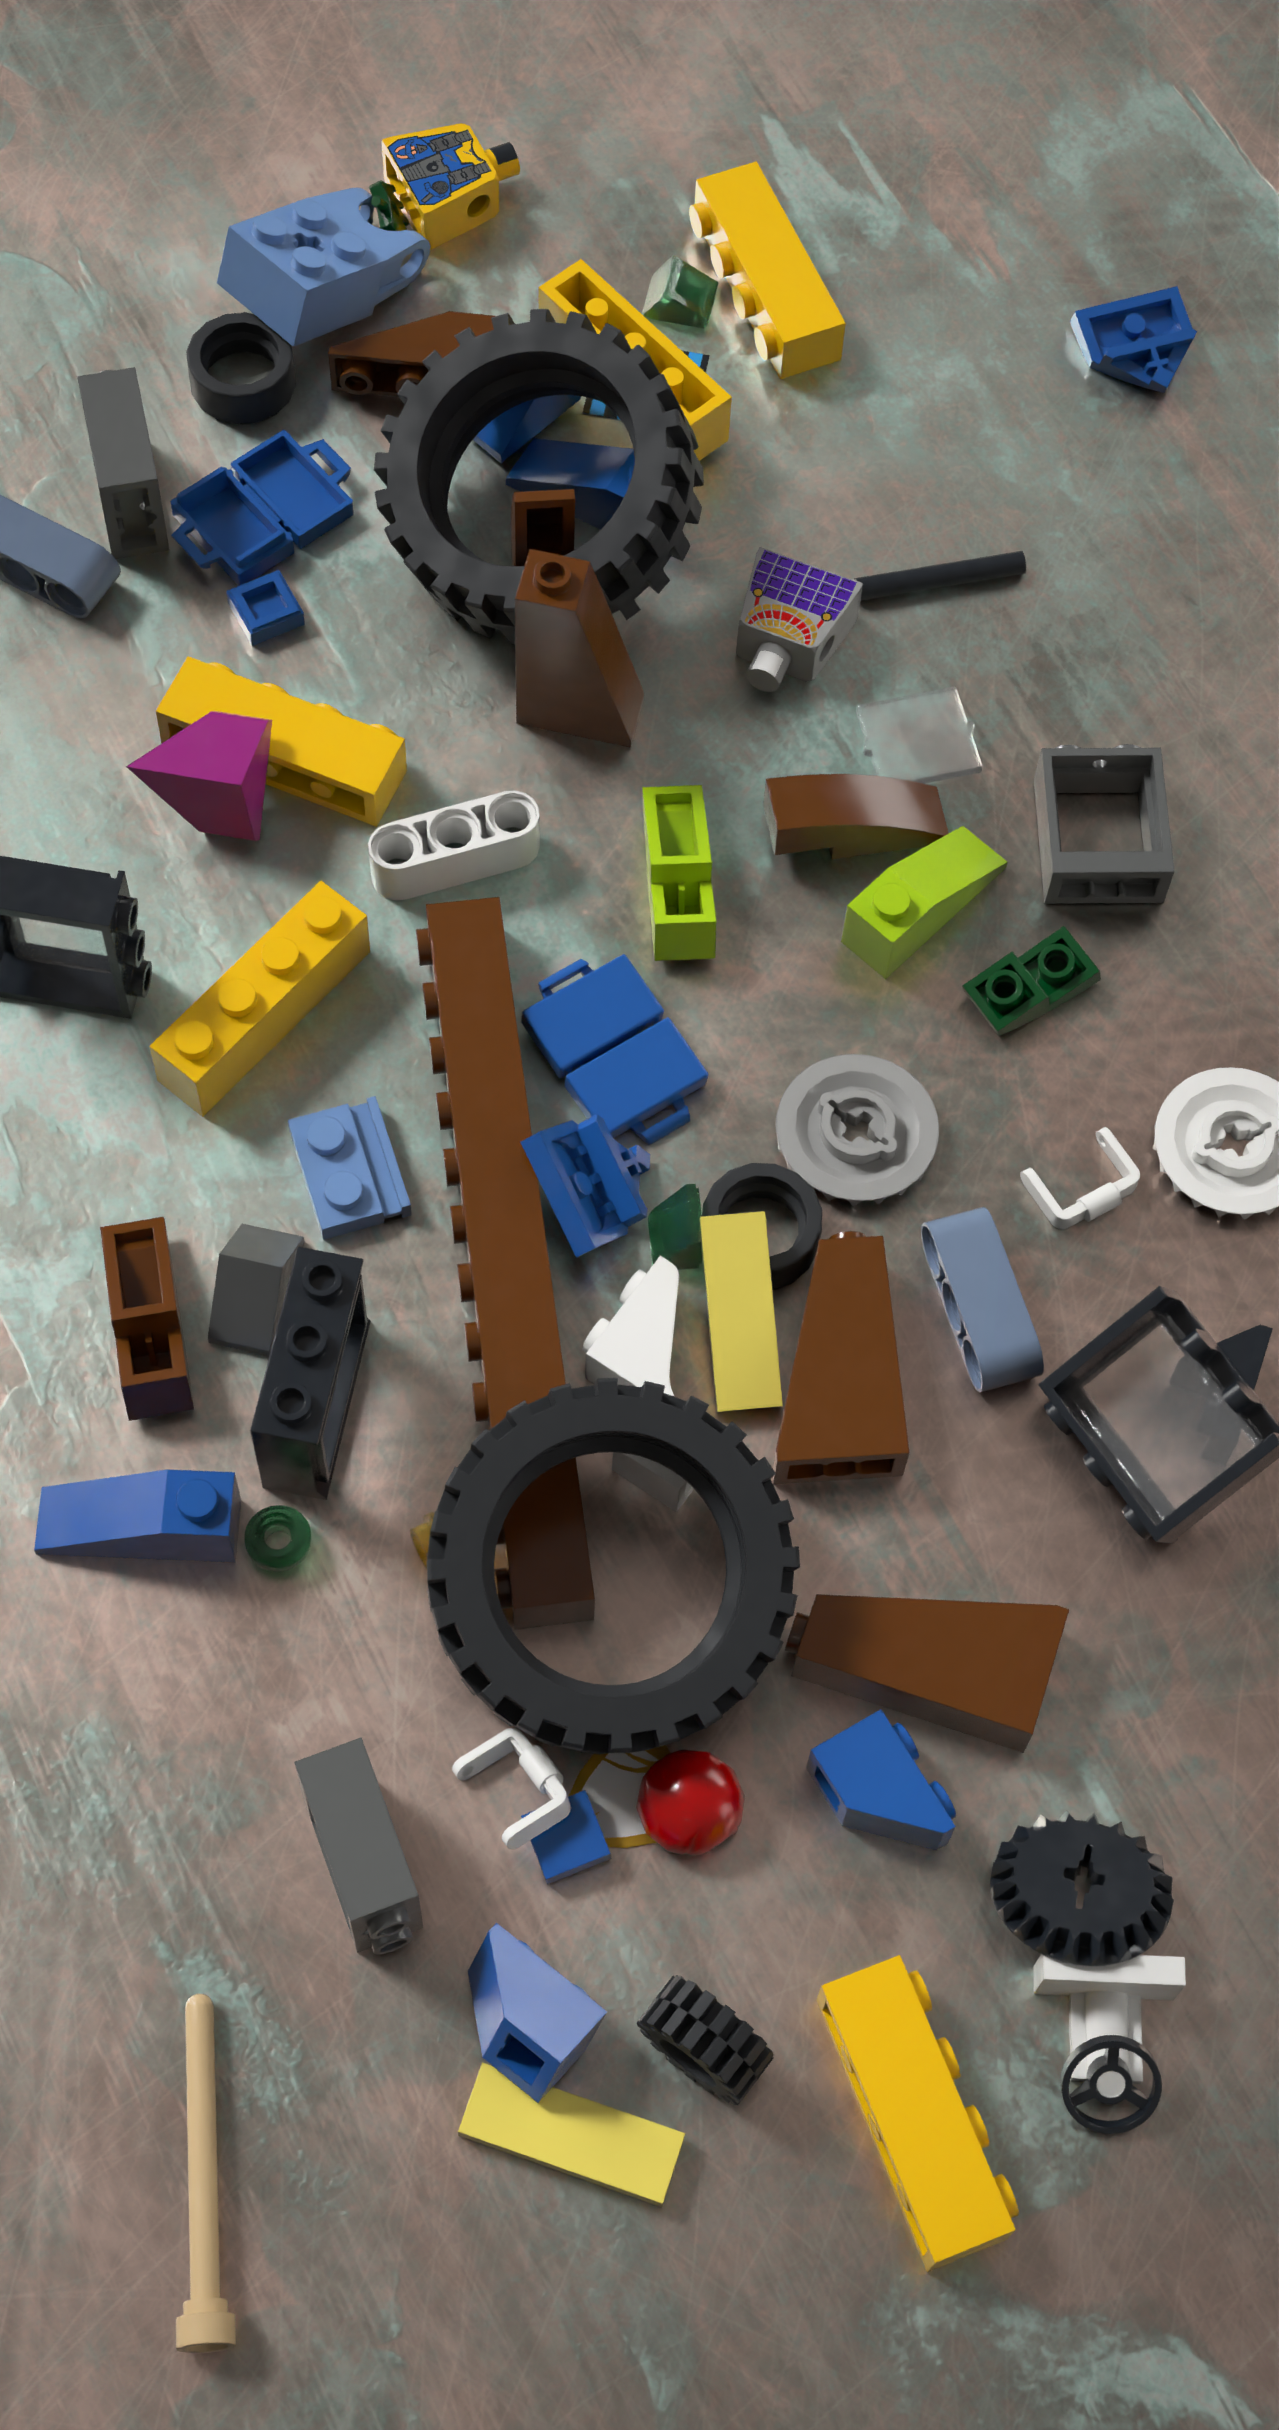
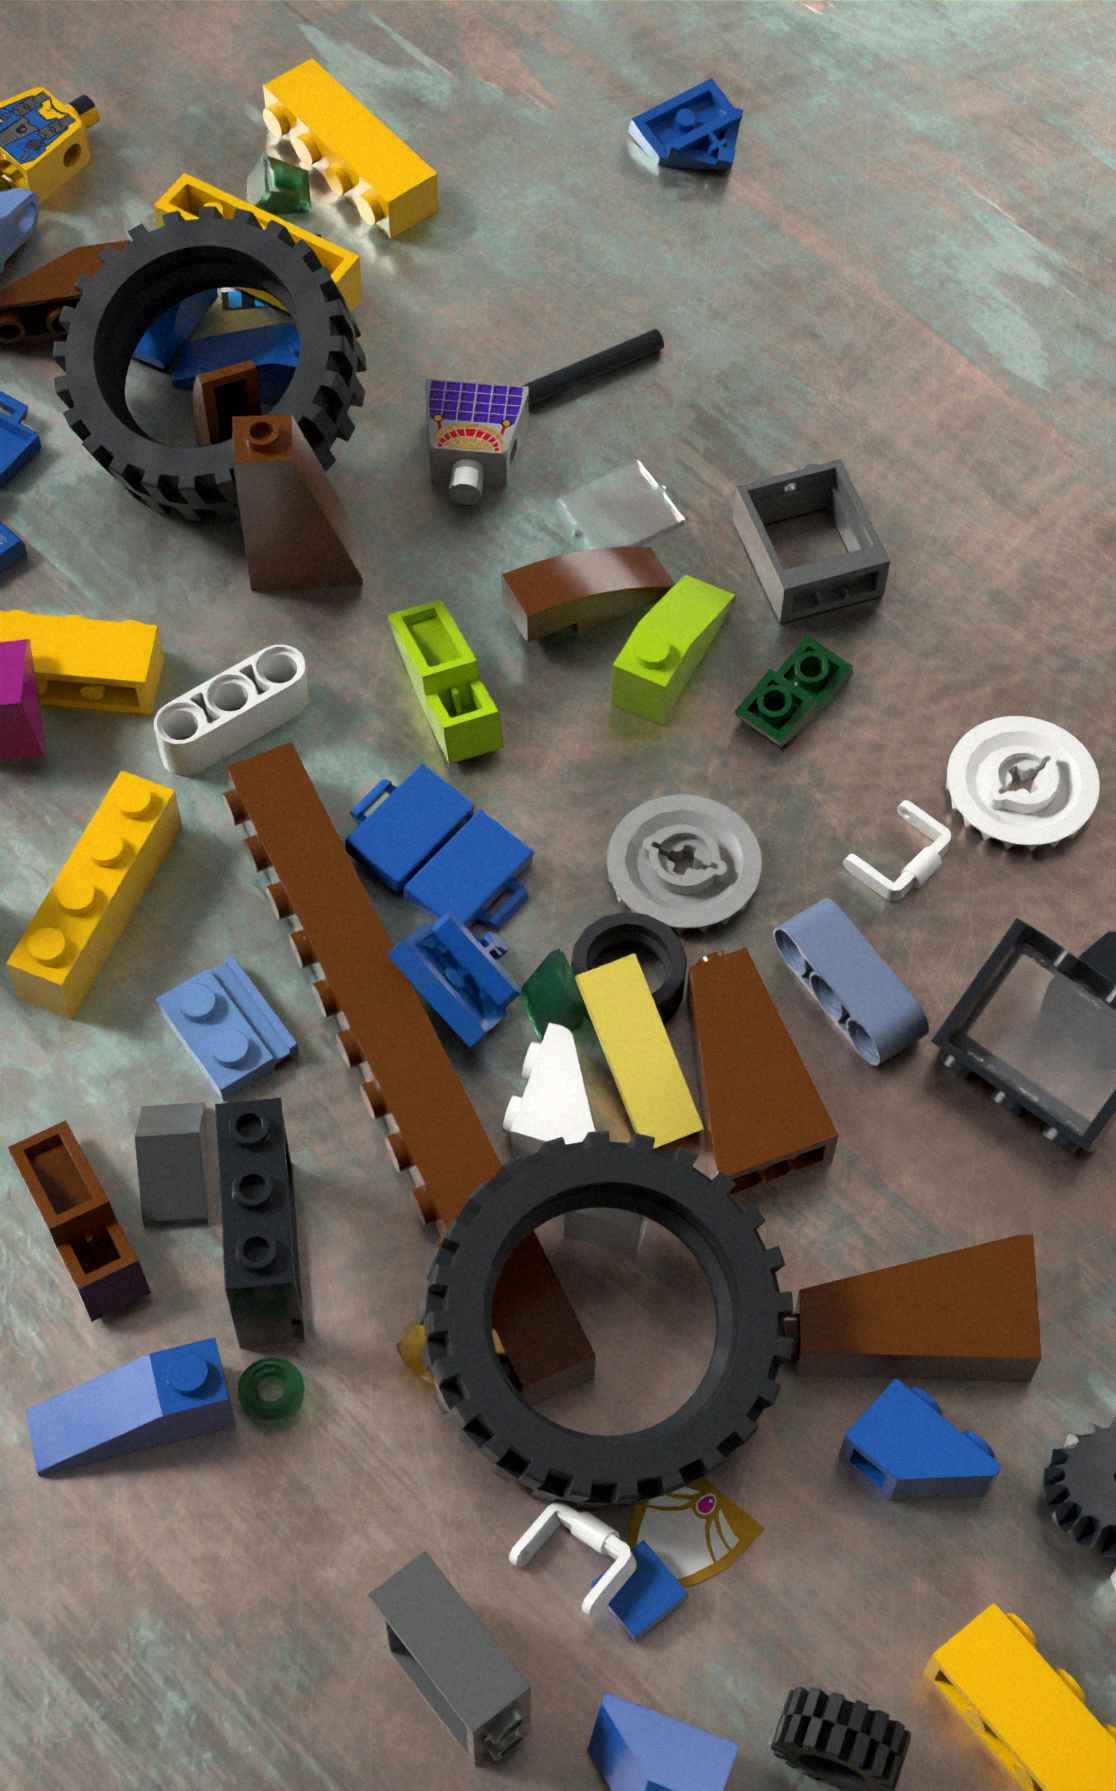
camera: 15 degrees left, 5 degrees down
(690, 1802) = (744, 1521): red hair -> none

